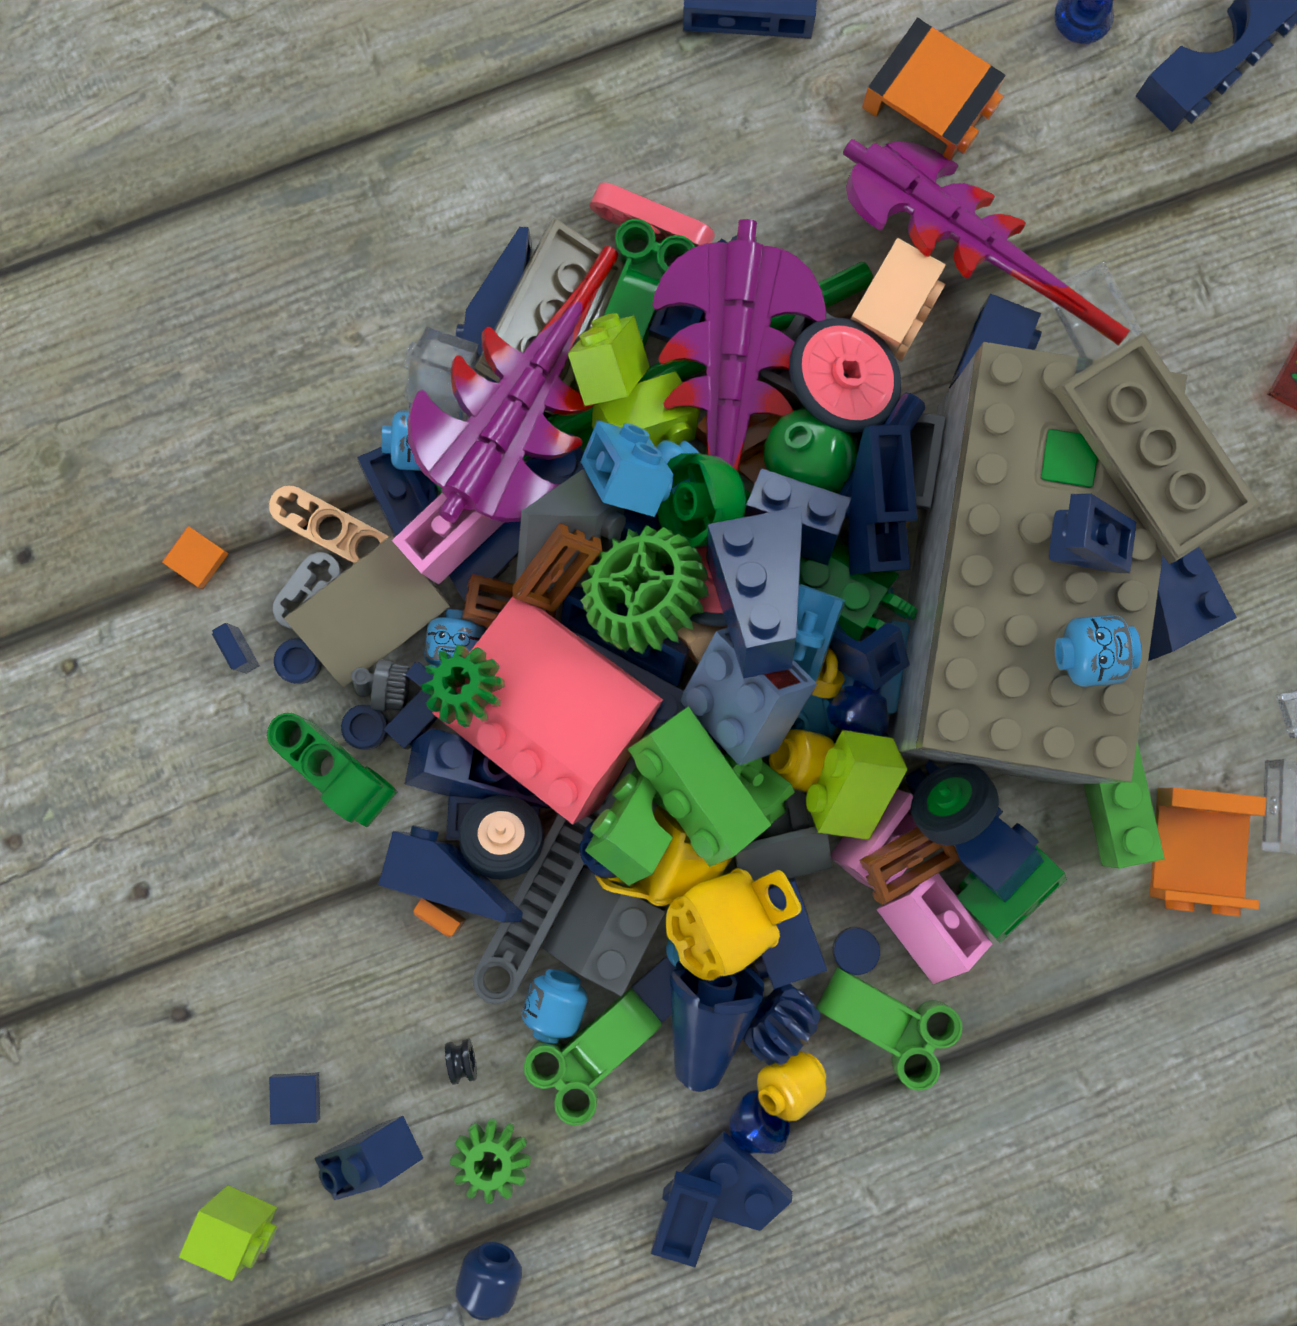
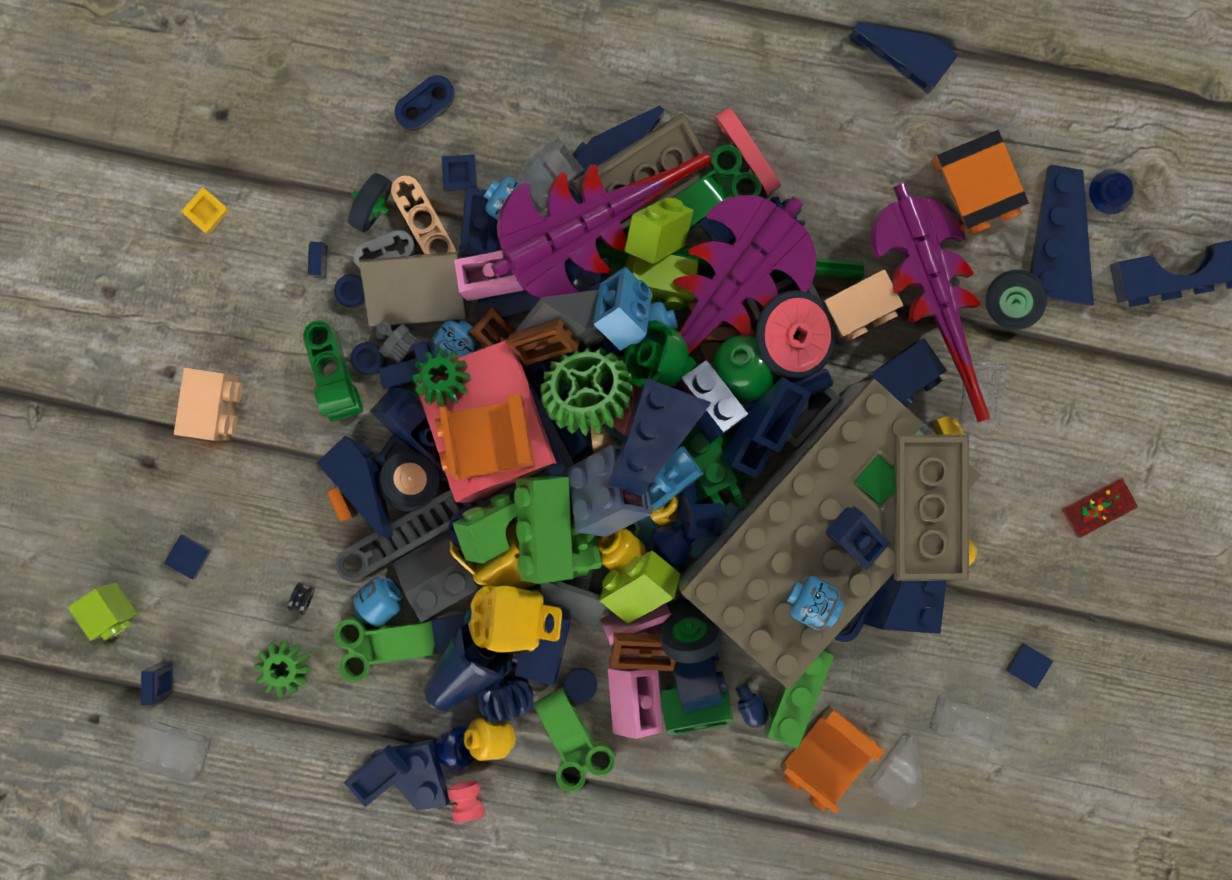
camera: 25 degrees right, 5 degrees up
(68, 673) = (205, 210): none -> yellow tile
(195, 557) = (327, 185): orange tile -> none
(205, 898) = (207, 405): none -> light nougat brick
(246, 395) = (422, 100): none -> dark blue plate
(254, 543) = (369, 202): none -> black wheel
(338, 447) = (459, 172): none -> dark blue plate
(347, 1280) = (156, 683): none -> dark blue tile
(368, 1159) = (210, 621): dark blue slope -> none
(488, 1281) = (238, 737): dark blue head -> none
(561, 724) = (485, 439): none -> orange panel
(815, 1183) = (466, 804): none -> coral wheel
(1061, 192) = (1016, 299): none -> black wheel
(1068, 104) = (1062, 238): none -> dark blue wing
(1072, 847) = (751, 707): none -> dark blue cylinder

